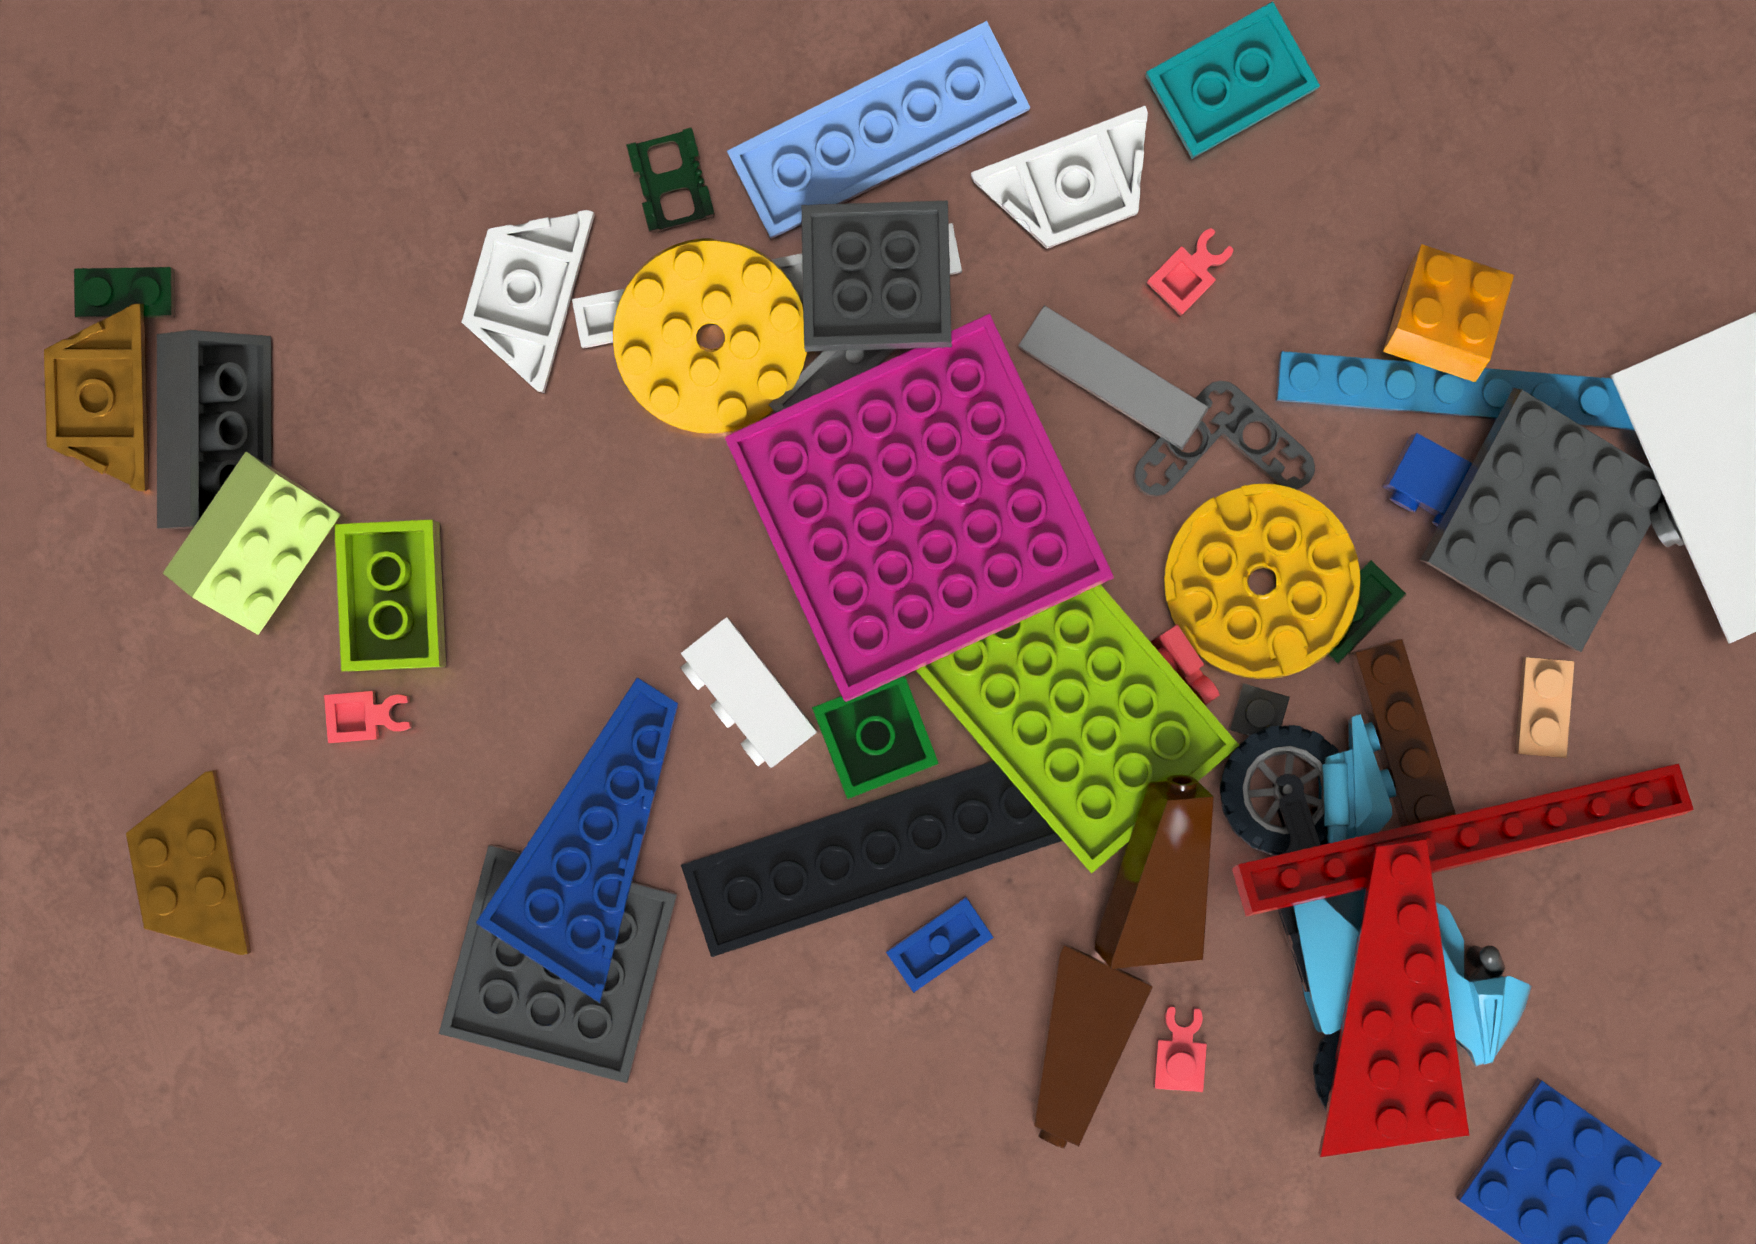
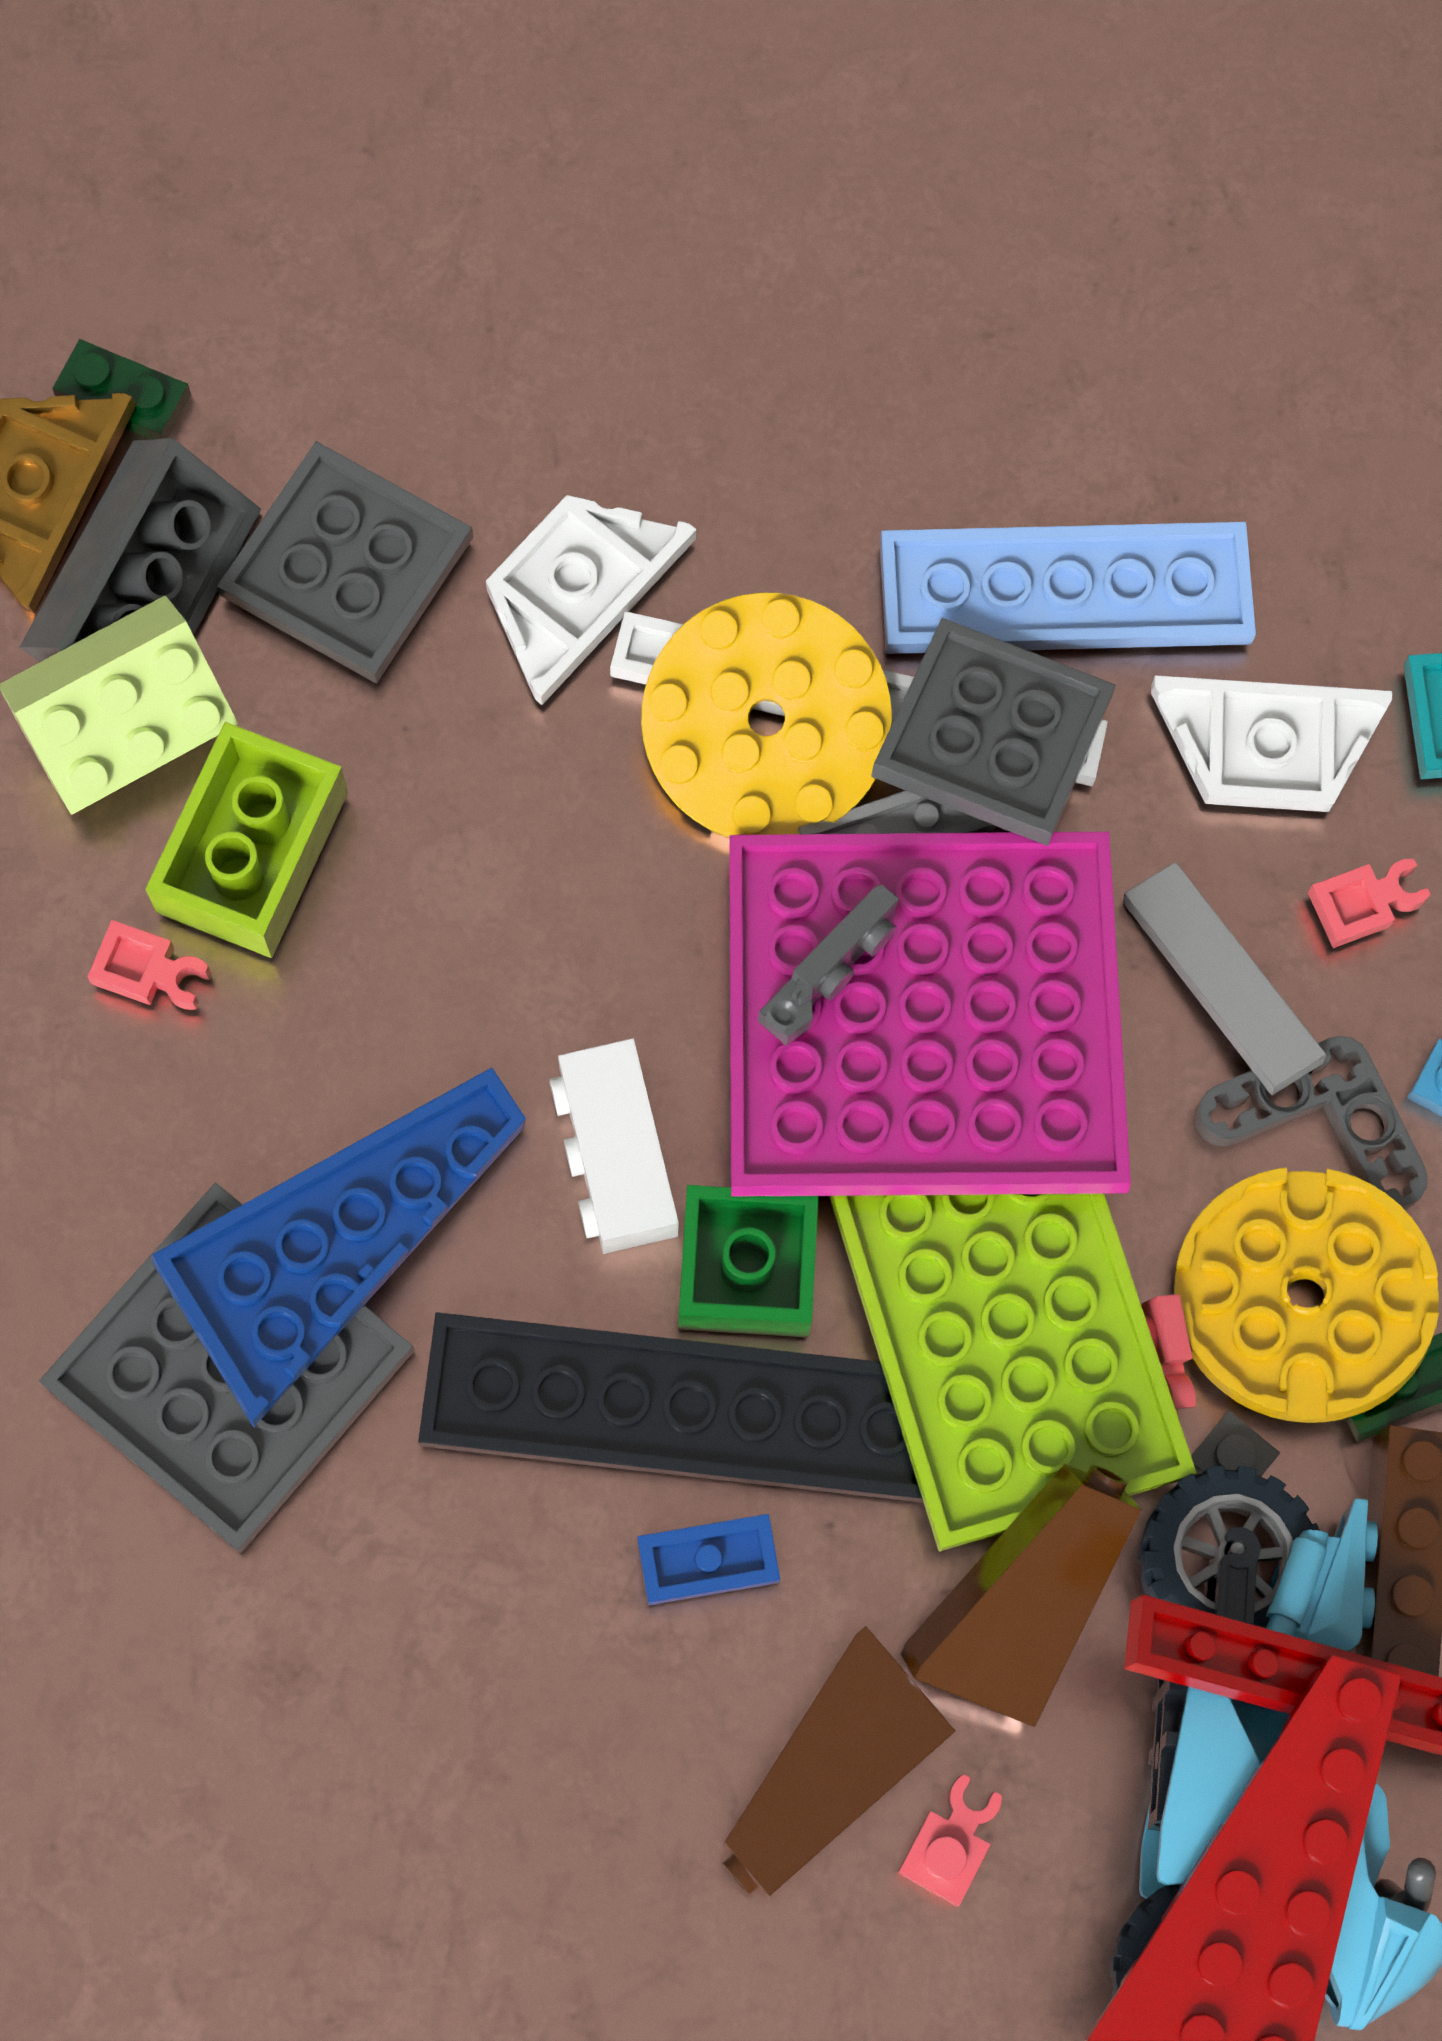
camera: 20 degrees right, 15 degrees down
(353, 351) = (345, 561): none -> dark grey plate
(655, 185) = (780, 538): dark green piece -> none
(840, 516) = (828, 965): none -> dark grey hinge

